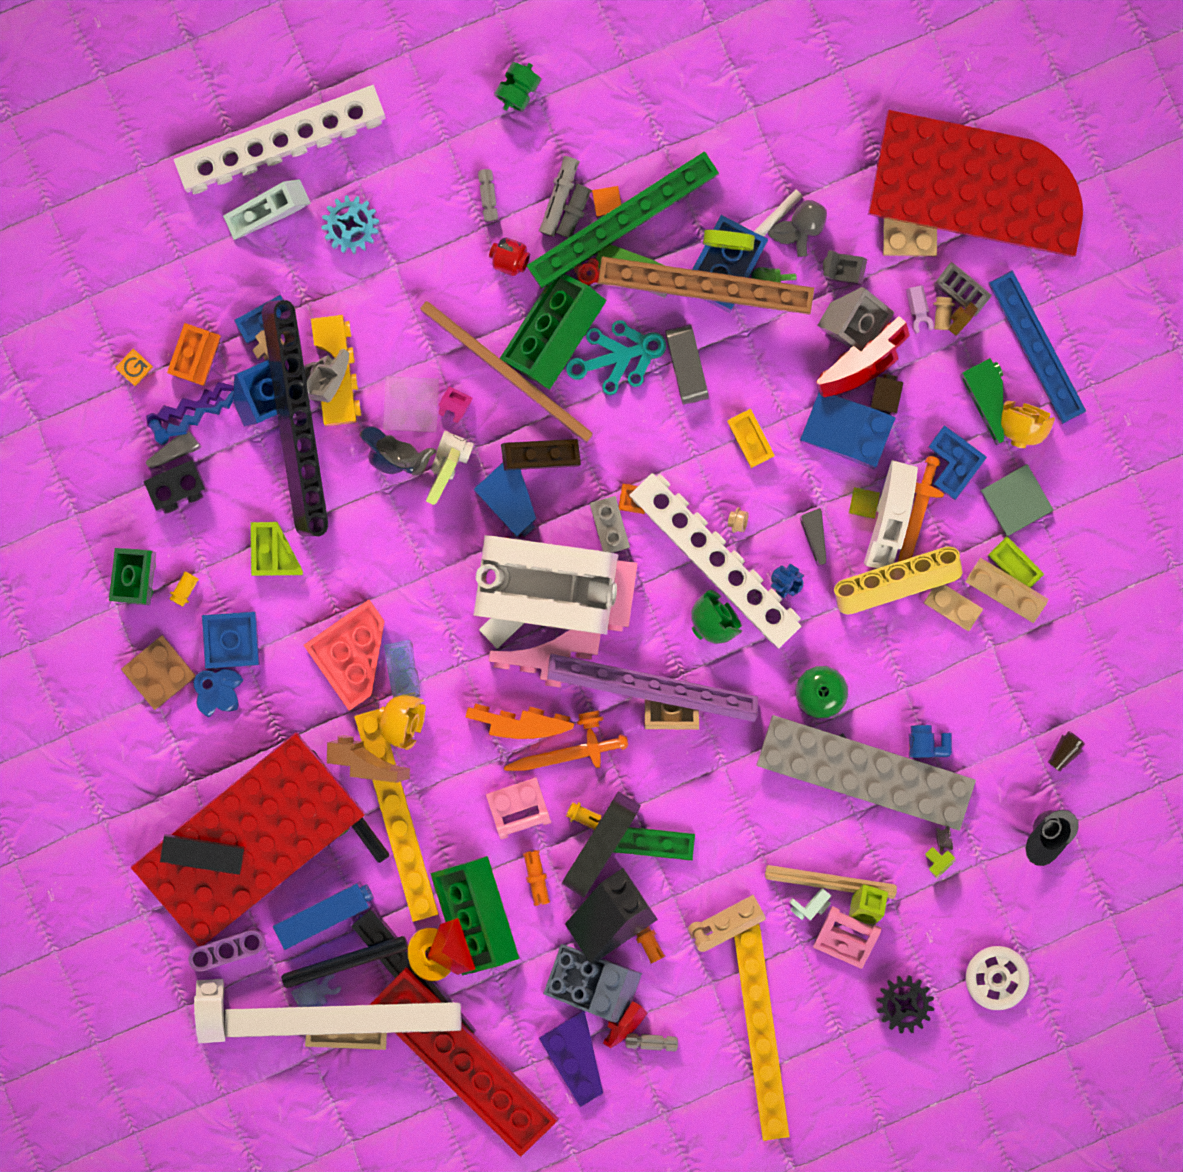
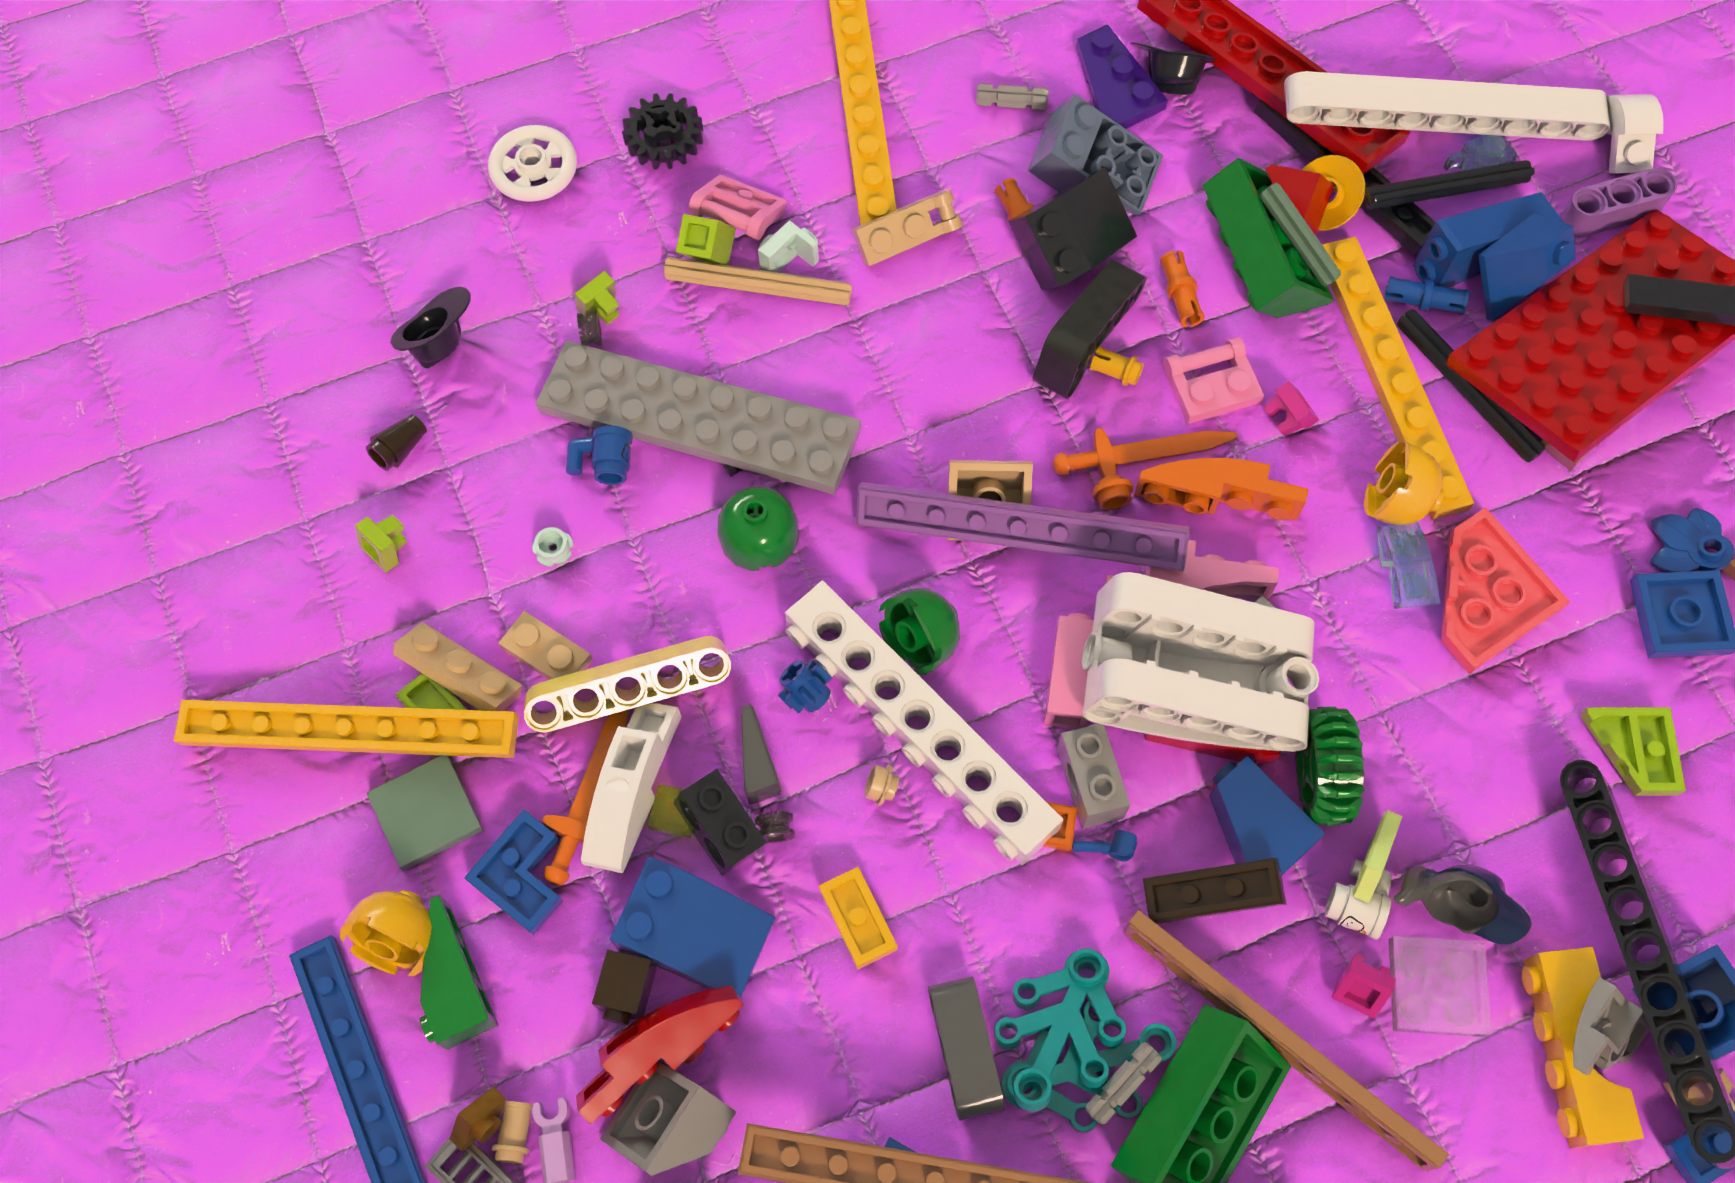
camera: 170 degrees left, 20 degrees down
(306, 887) = (1524, 261): none -> blue slope
(363, 763) = (1456, 427): medium nougat slope -> none
(368, 874) = (1426, 295): none -> blue pin
(455, 911) = (1300, 234): none -> sand green axle
(465, 784) = (1297, 409): none -> dark pink tile
(467, 530) = (1331, 767): none -> green gear
(534, 1066) = (1175, 70): none -> black piece
(591, 485) = (1121, 848): none -> blue hand
(598, 344) = (1123, 1083): none -> light grey axle
(627, 1024) = (1040, 117): red slope -> none
(630, 379) = (1064, 1021): none -> teal plant
(657, 843) = (1001, 332): green tile -> none
(802, 491) = (775, 827): none -> clear smoke bush
(835, 491) = (719, 822): none -> black brick
(962, 677) = (547, 538): none -> light aqua plate
(1066, 676) = (381, 540): none -> lime tile
(1070, 548) = (347, 728): none -> yellow plate

